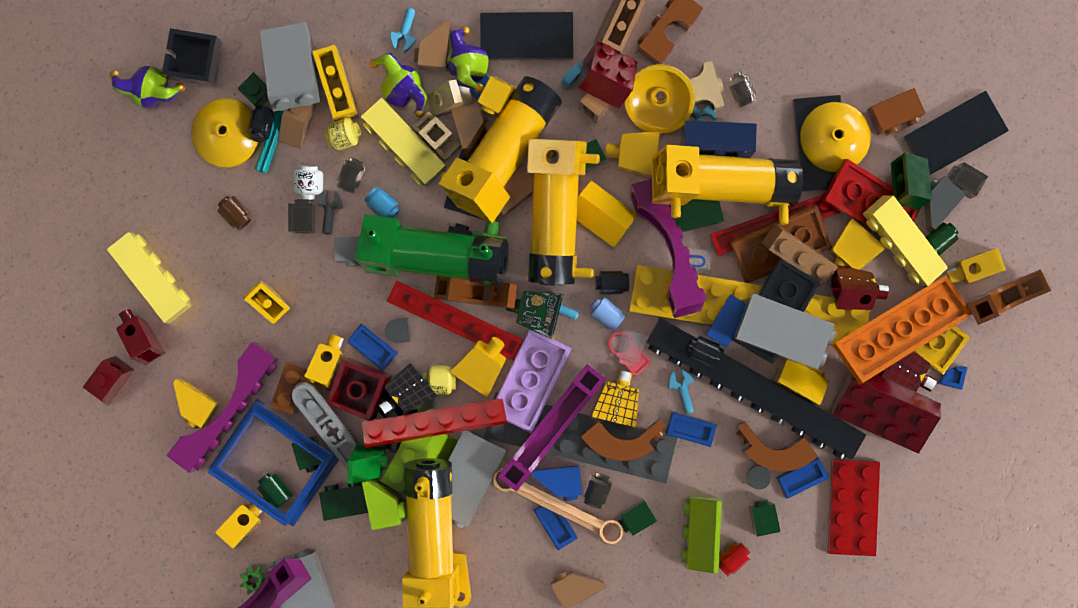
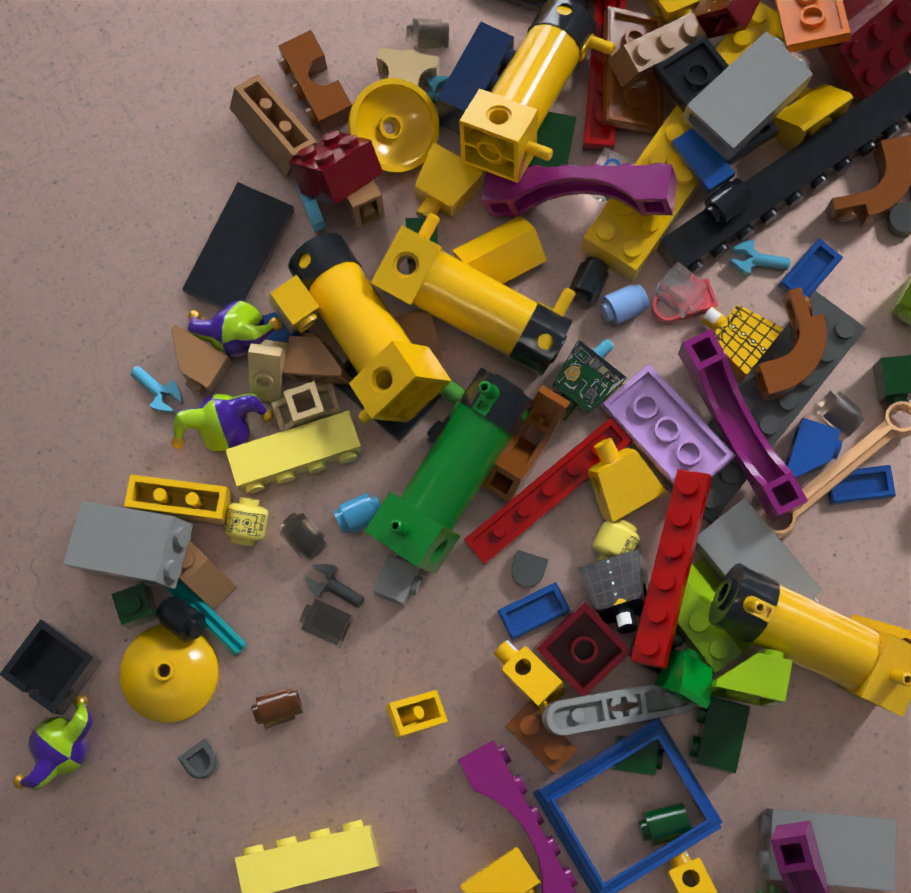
camera: 65 degrees left, 10 degrees down
(180, 180) = (200, 760): none -> dark grey tile
(307, 181) = (284, 594): white head -> none

